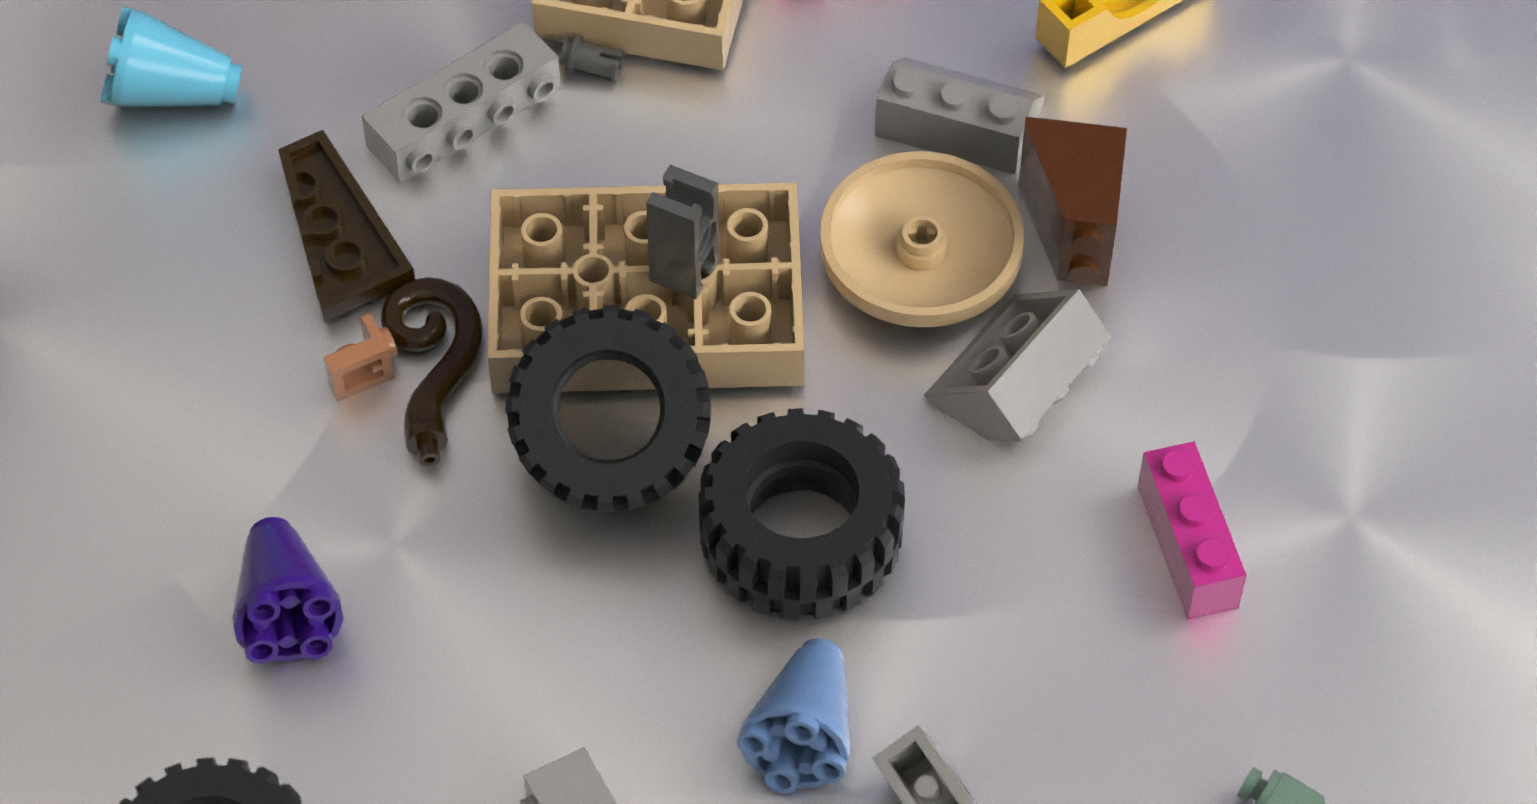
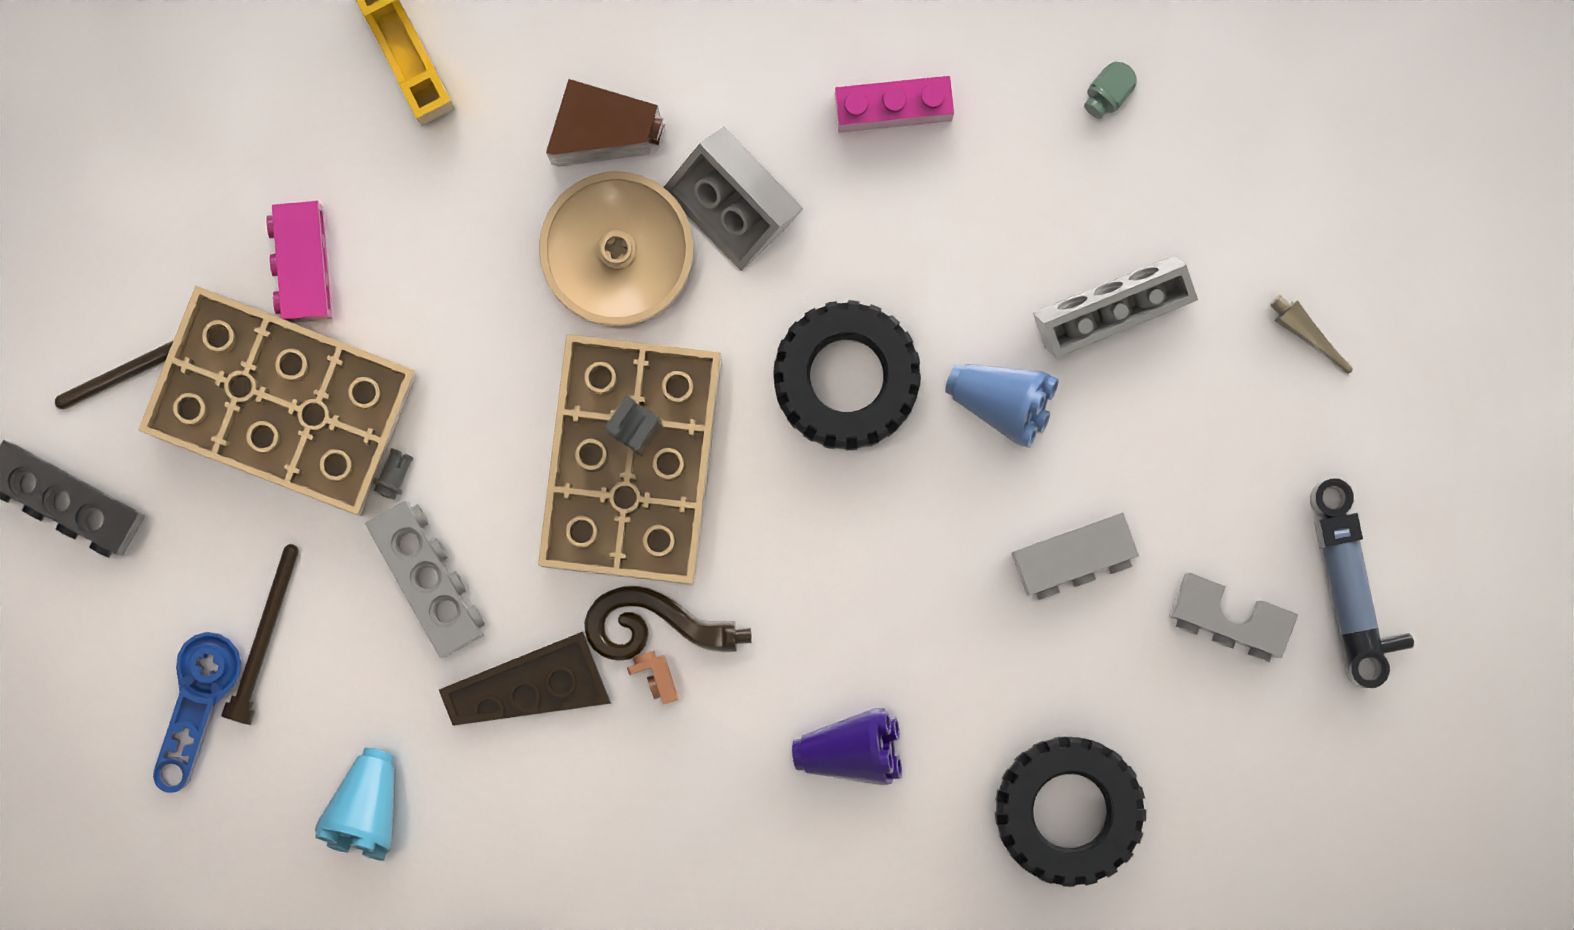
camera: 80 degrees left, 30 degrees up
(594, 337) = (799, 508): black tyre -> none
(954, 113) = (487, 196): light grey slope -> none

